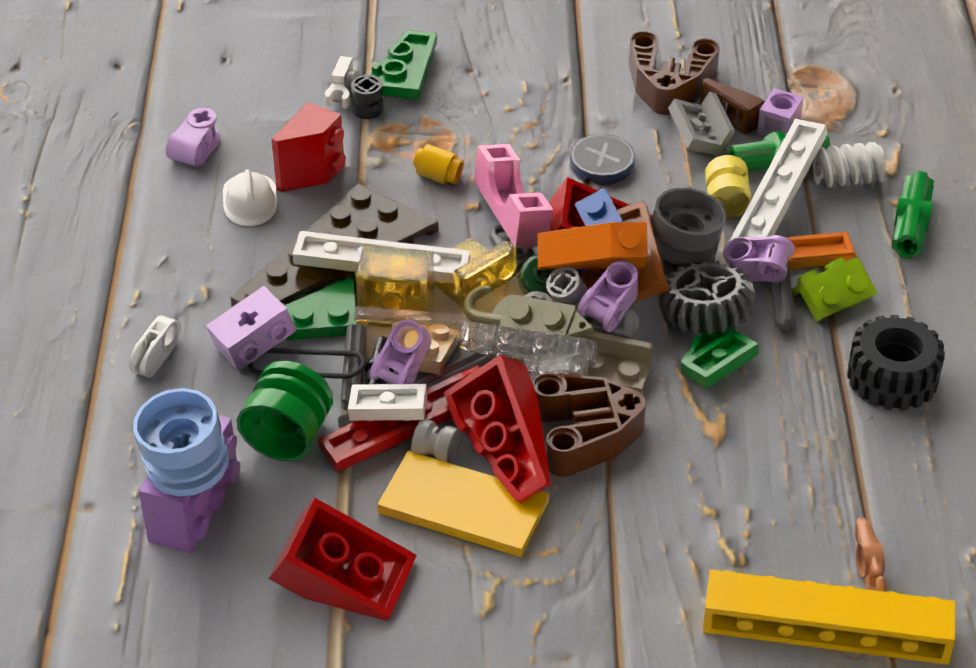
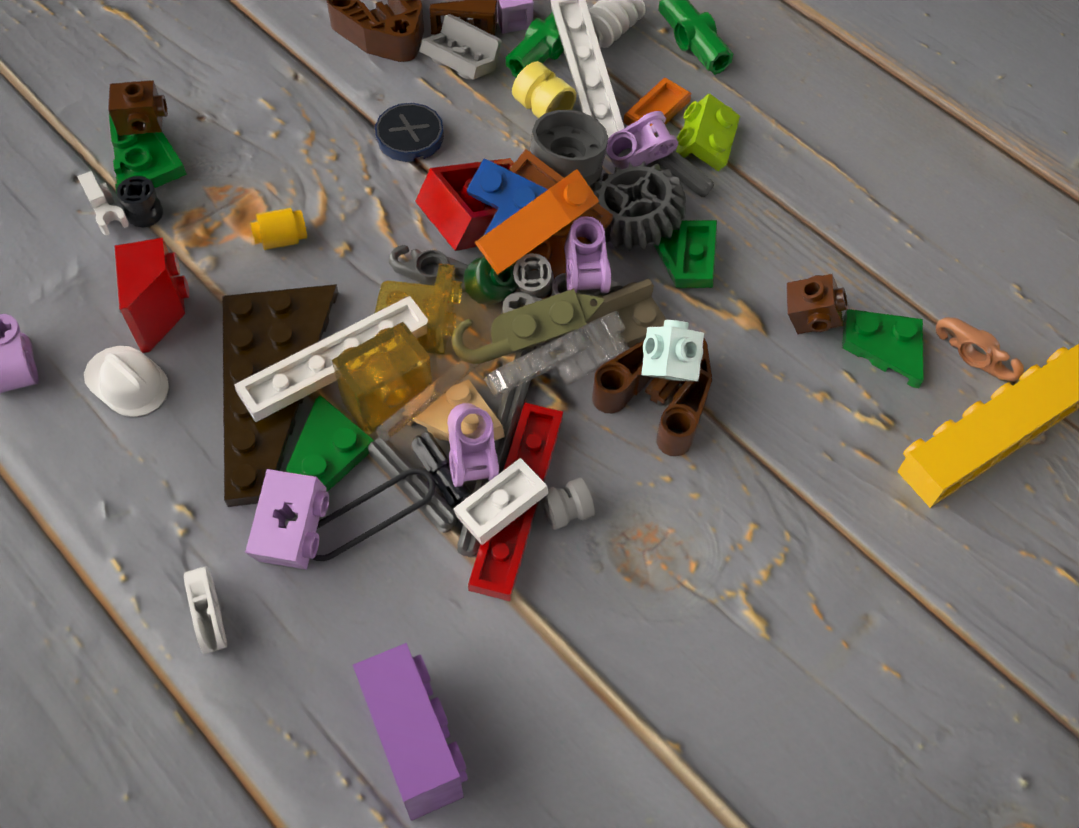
camera: 45 degrees left, 15 degrees up
(181, 442) = (395, 702): light blue wheel -> none
(285, 411) = (419, 583): green wheel -> none
(342, 563) = (618, 694): red slope -> none
(418, 33) = (136, 107): none -> reddish brown brick
(461, 504) = (644, 544): yellow tile -> none
(500, 184) = (353, 206): bright pink arch -> none
(504, 422) = (614, 444): red wedge -> none
(587, 394) = (672, 352): none -> light aqua brick
(765, 442) = (816, 304): none -> reddish brown brick
(804, 510) = (886, 342): none -> green wing
(895, 362) = (824, 167): black tyre -> none

